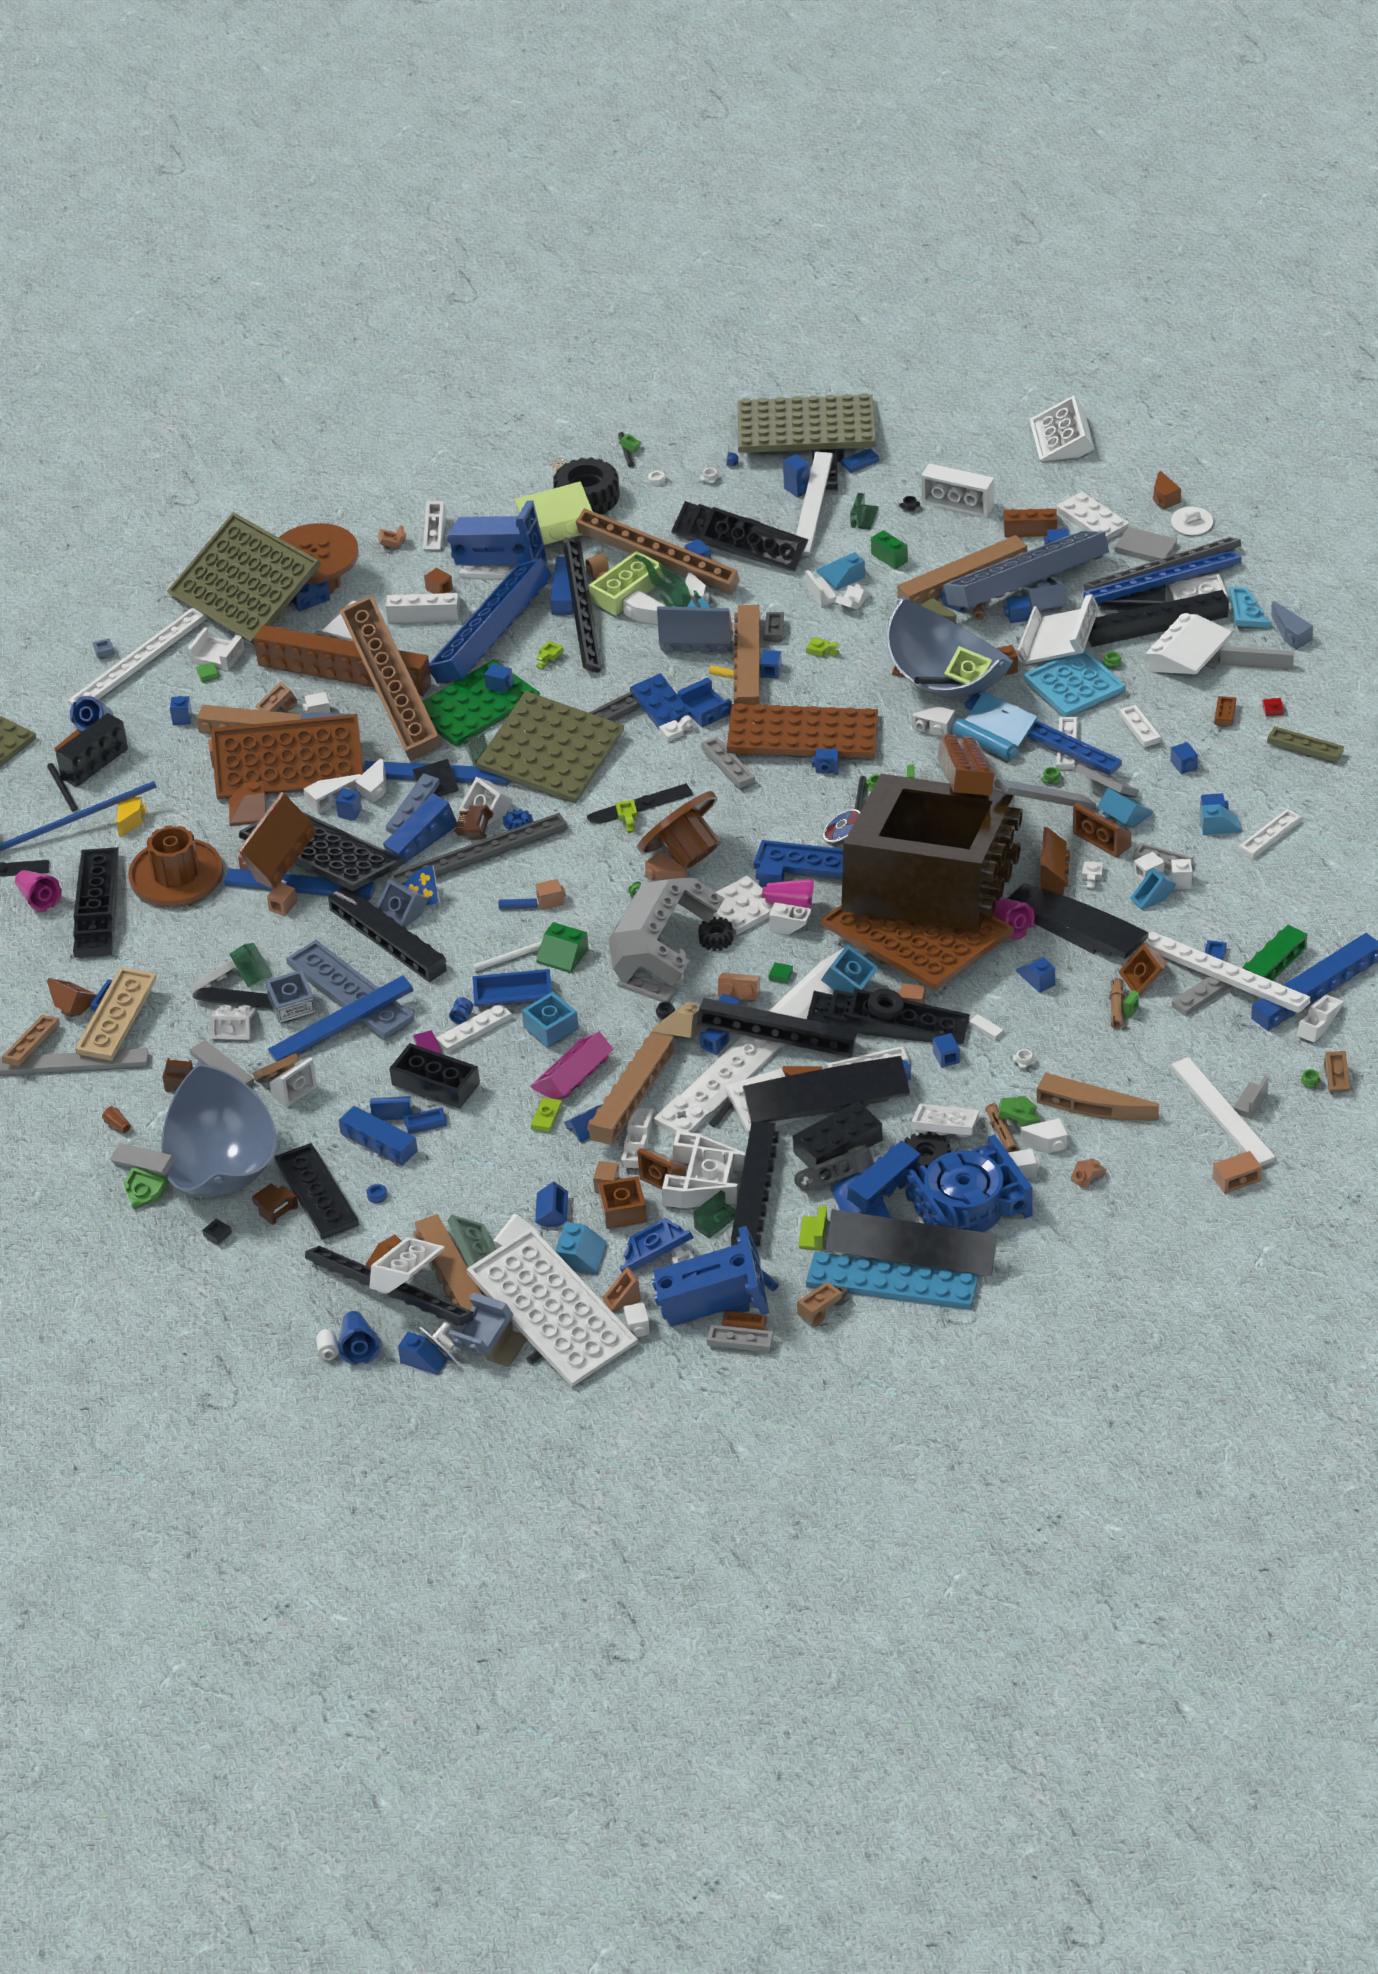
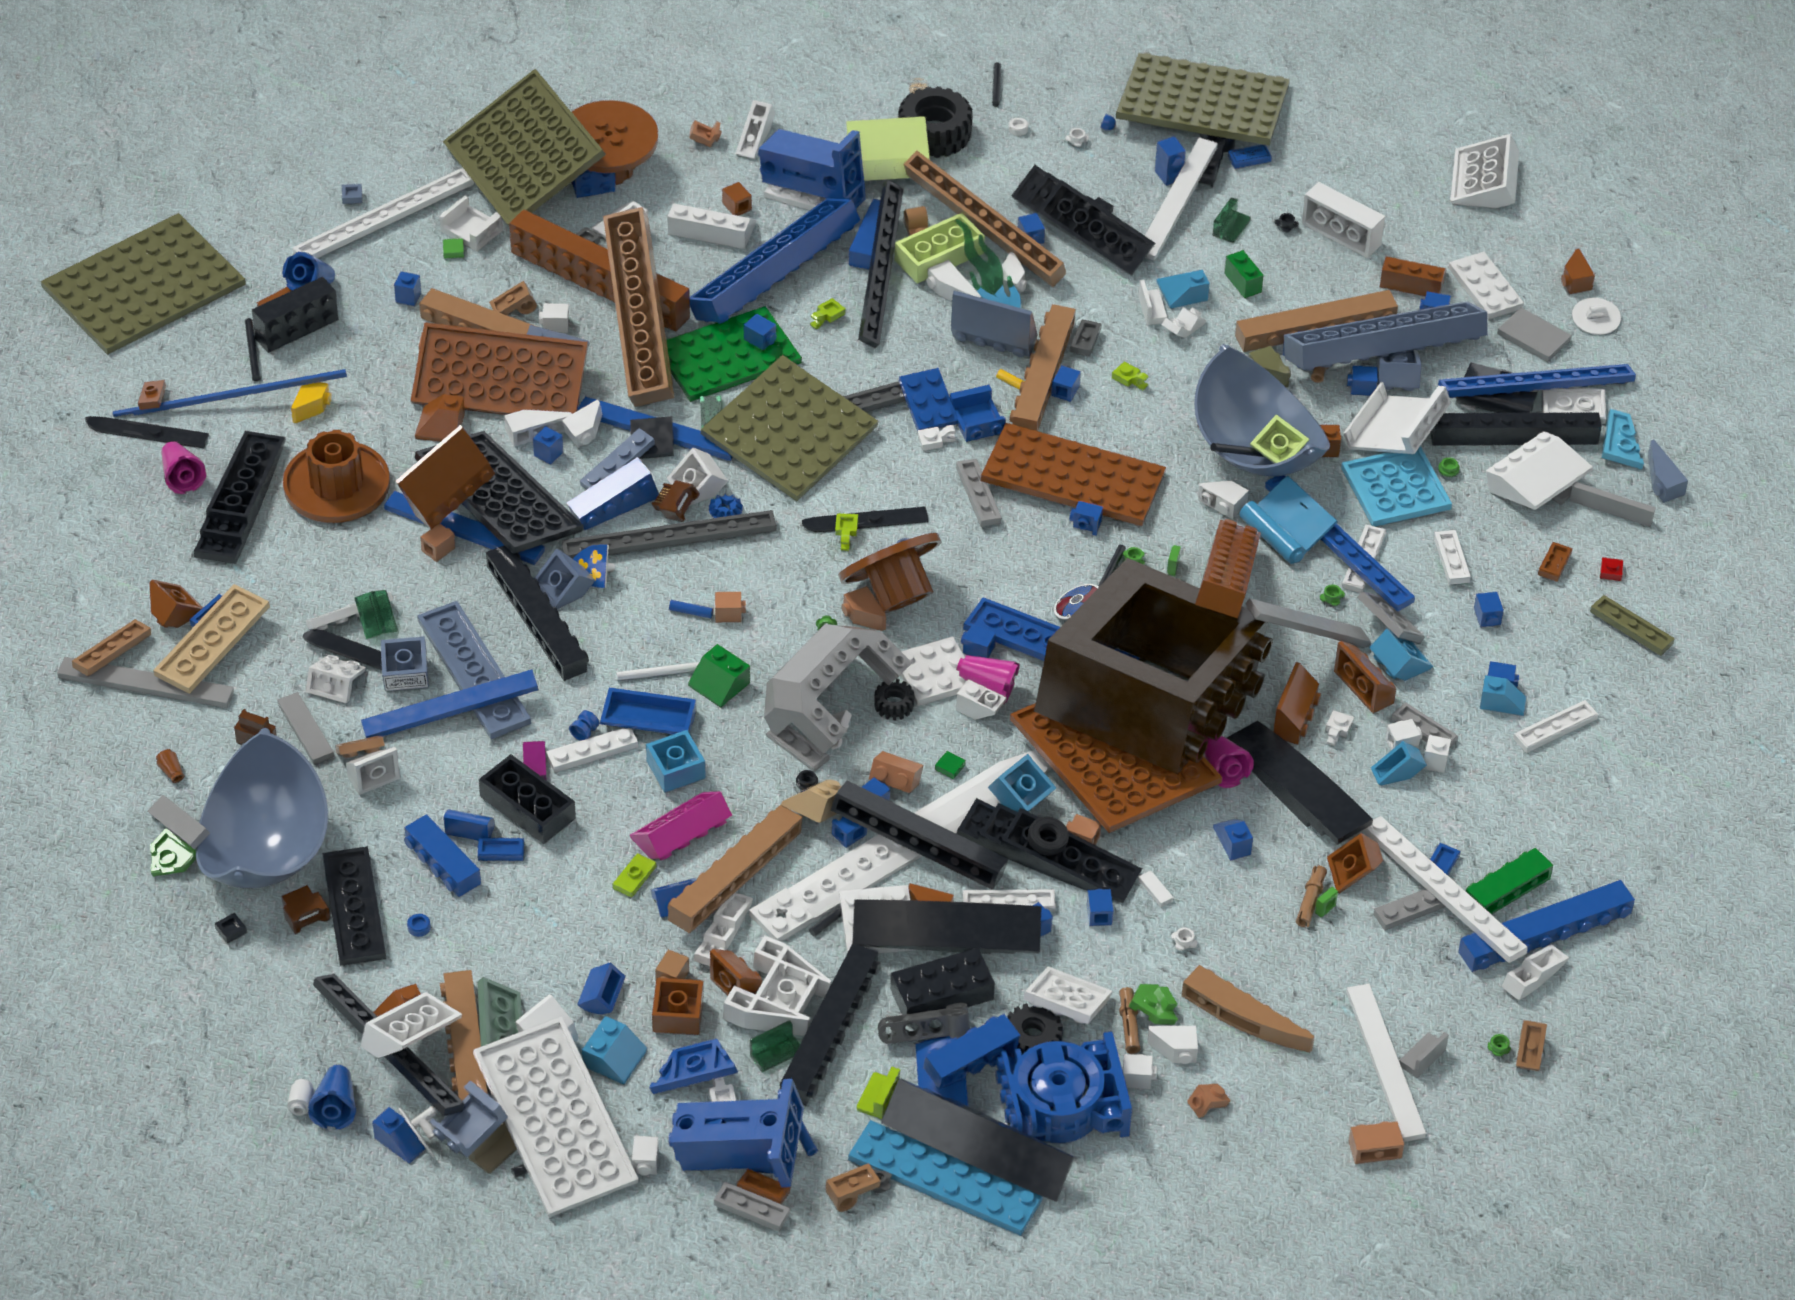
camera: 10 degrees right, 5 degrees up
(623, 1292) = (642, 1116): nougat slope -> none
(630, 442) = (1002, 77): bright green tile -> none
(1197, 553) = (1605, 357): dark grey plate -> none

